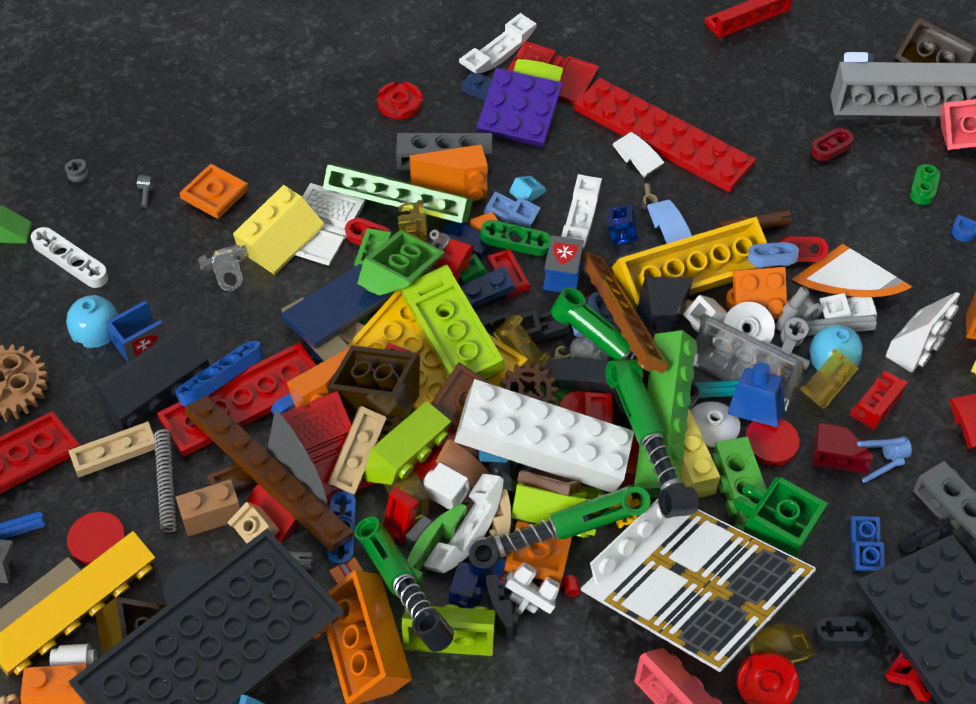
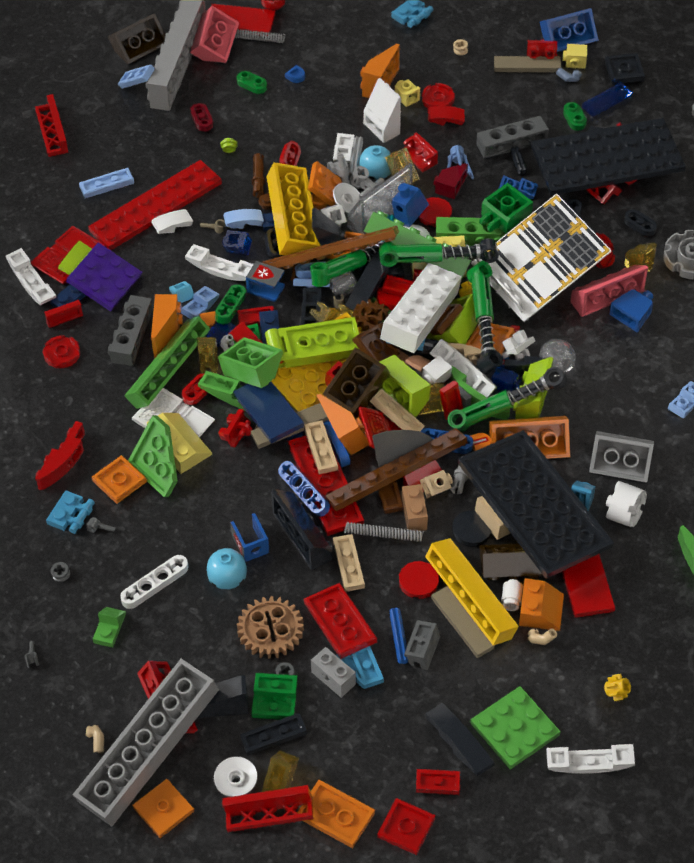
camera: 75 degrees left, 0 degrees up
(162, 159) = (66, 508): none -> dark azure plate
(224, 262) = (201, 474): clear tile -> none
(239, 211) = (155, 456): none -> bright green plate
(243, 137) = (61, 460): none -> red slope
(274, 379) = (321, 447): none -> tan plate
(306, 283) = (237, 428): none -> red hips
(452, 85) = (63, 313): none -> red tile
(533, 654) = (562, 352): none -> clear cylinder
(681, 81) = (106, 183): none -> light blue tile
(773, 254) = (305, 163): medium blue plate -> none
(793, 181) = (228, 145): none -> lime plate
(850, 274) = (319, 139): sticker -> none

